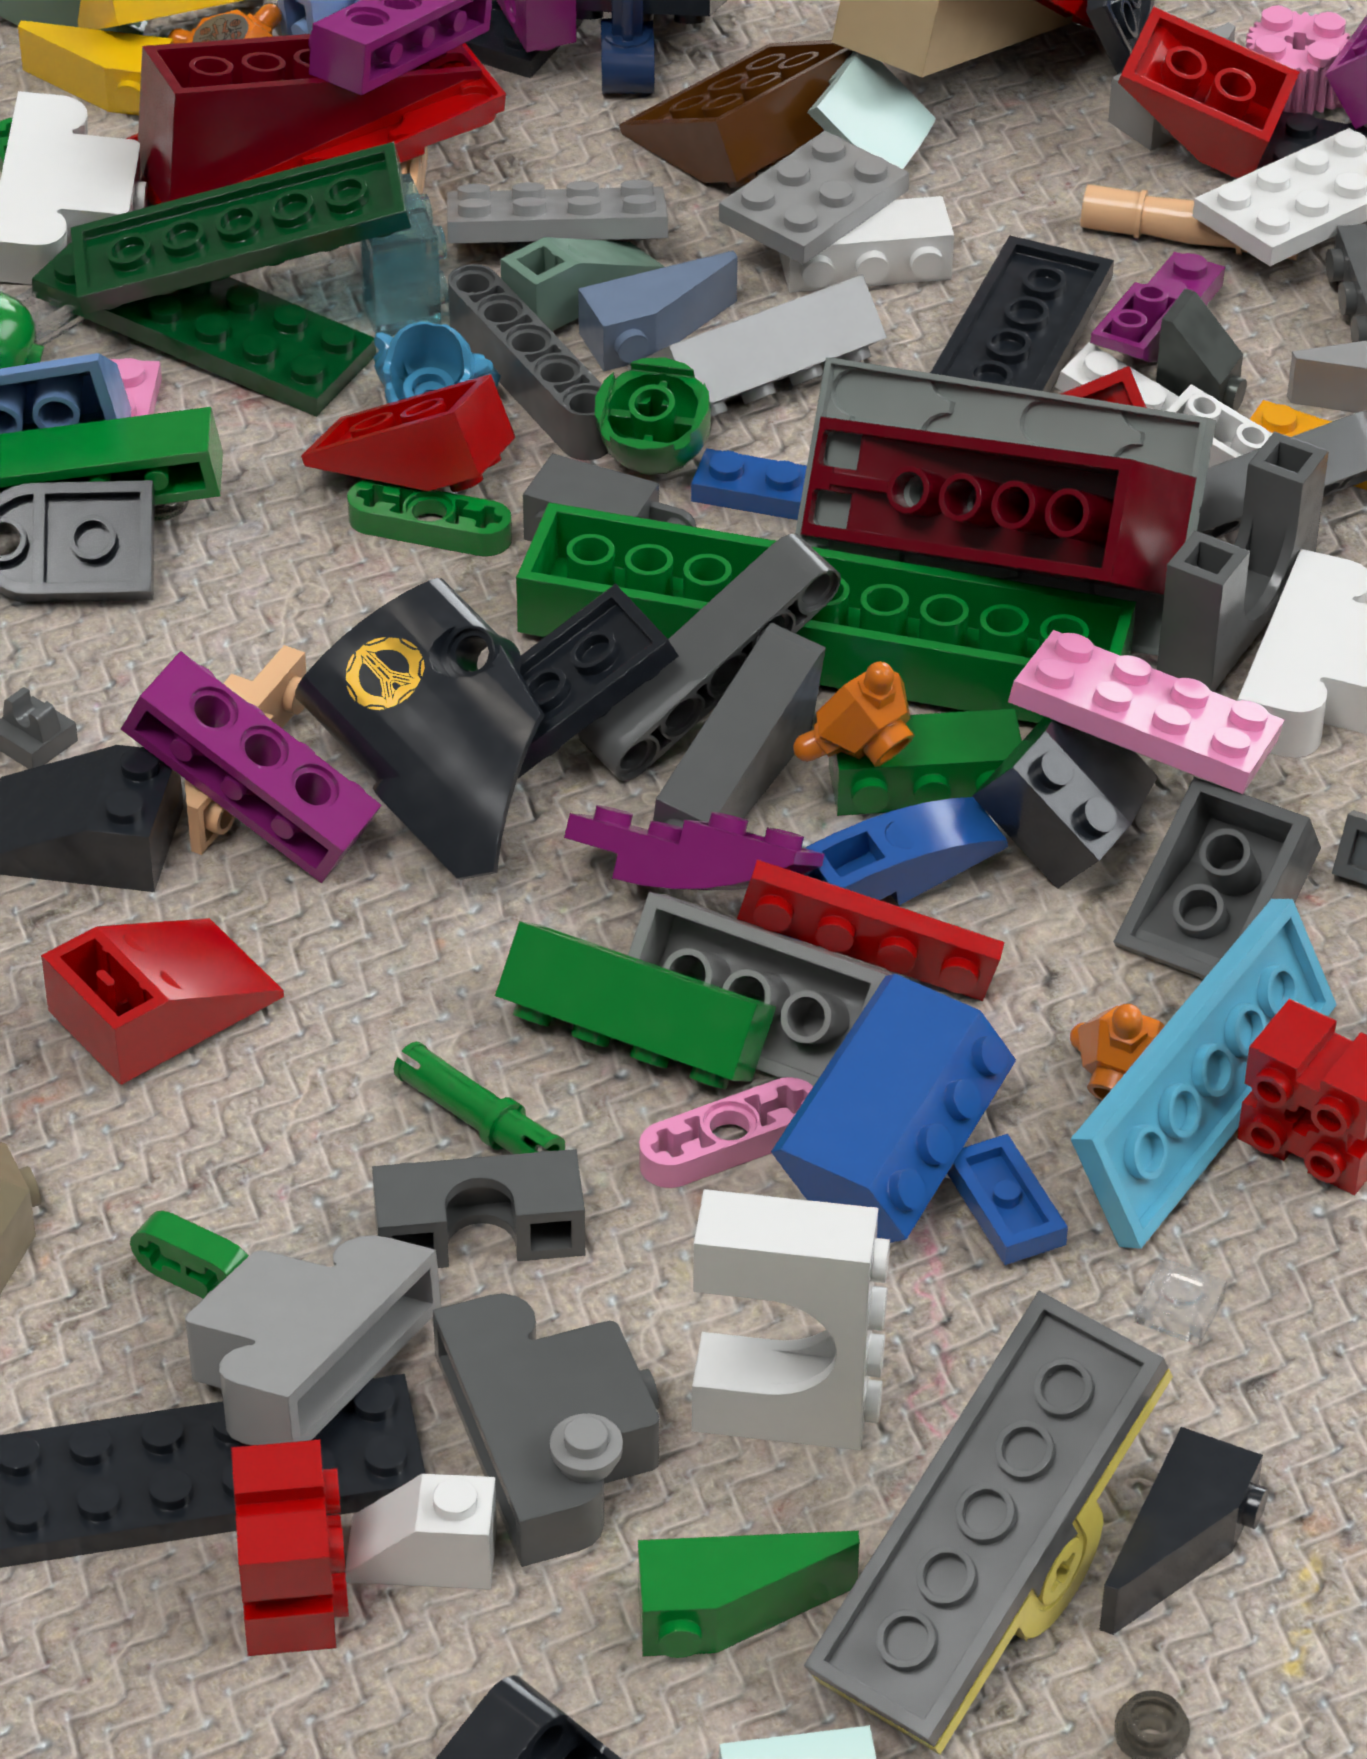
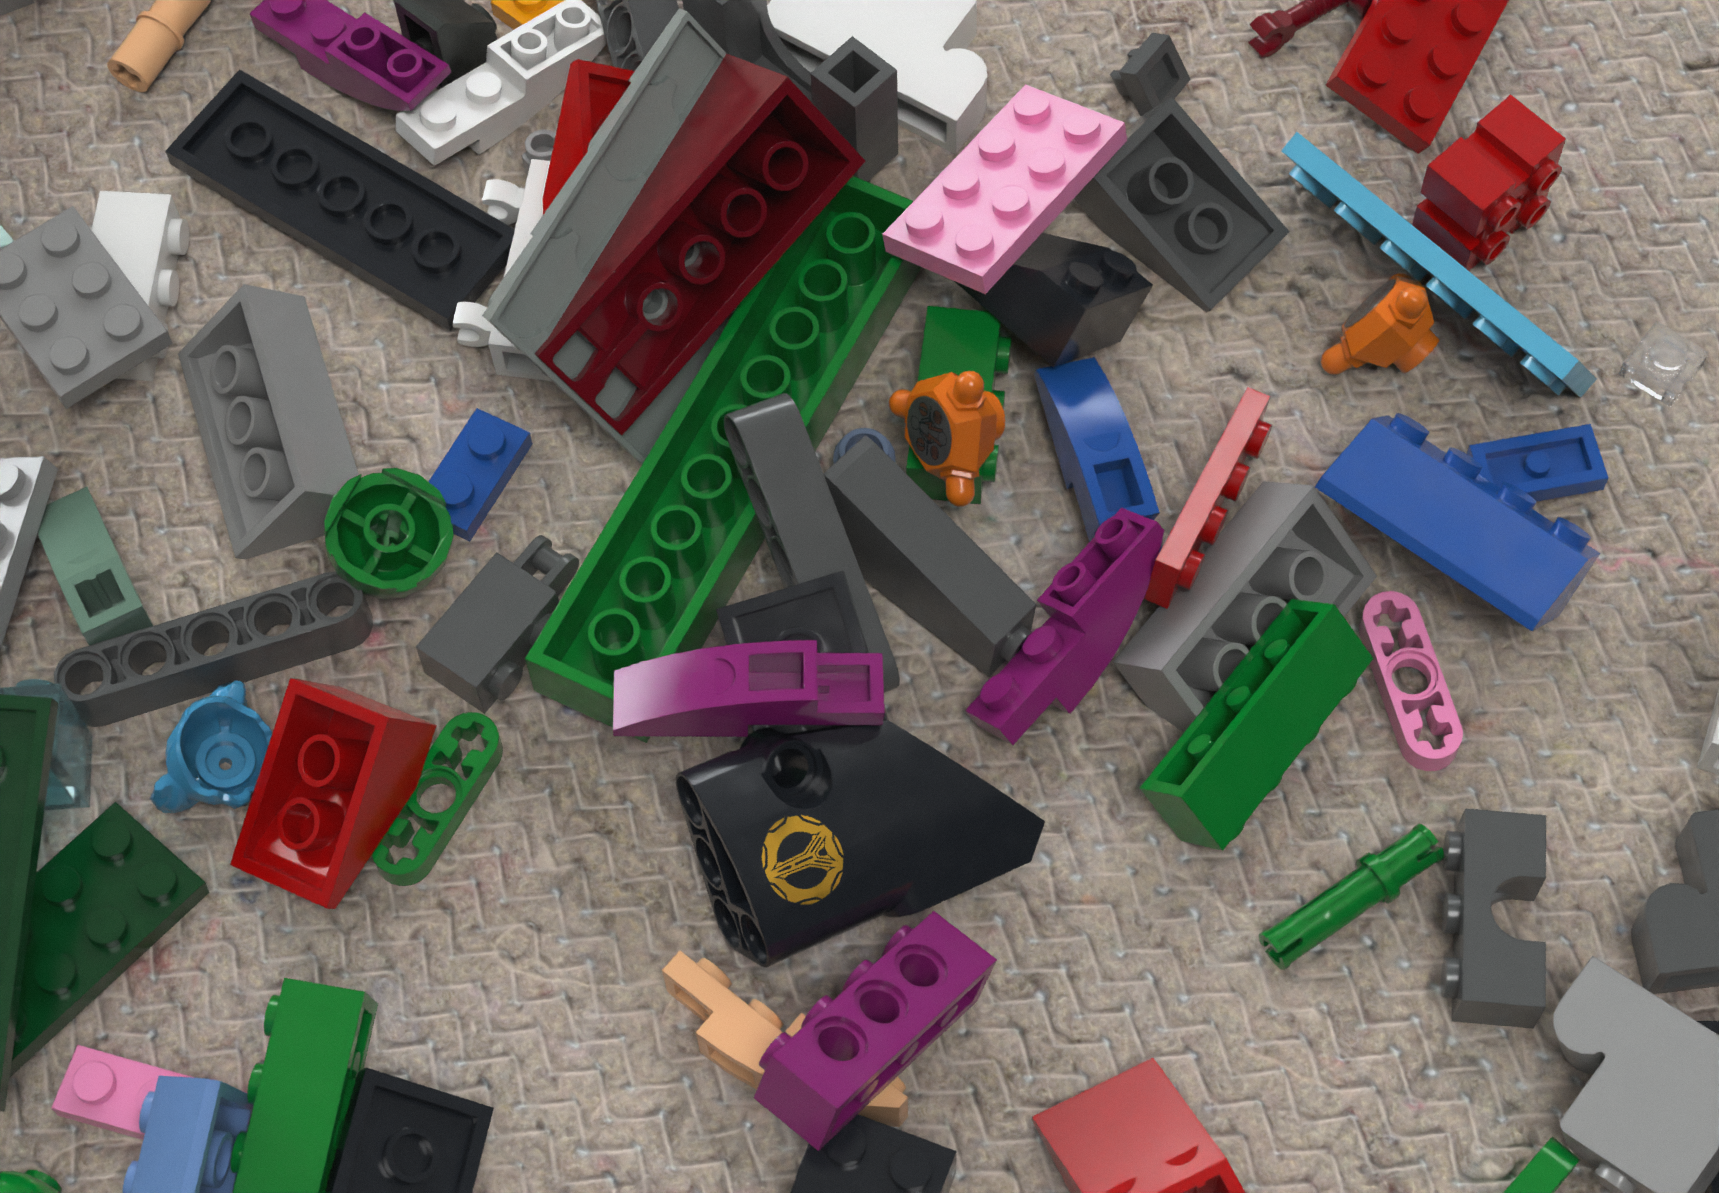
camera: 75 degrees left, 20 degrees up
(541, 617) = (744, 685): none -> magenta slope
(654, 308) = (173, 524): sand blue slope -> none

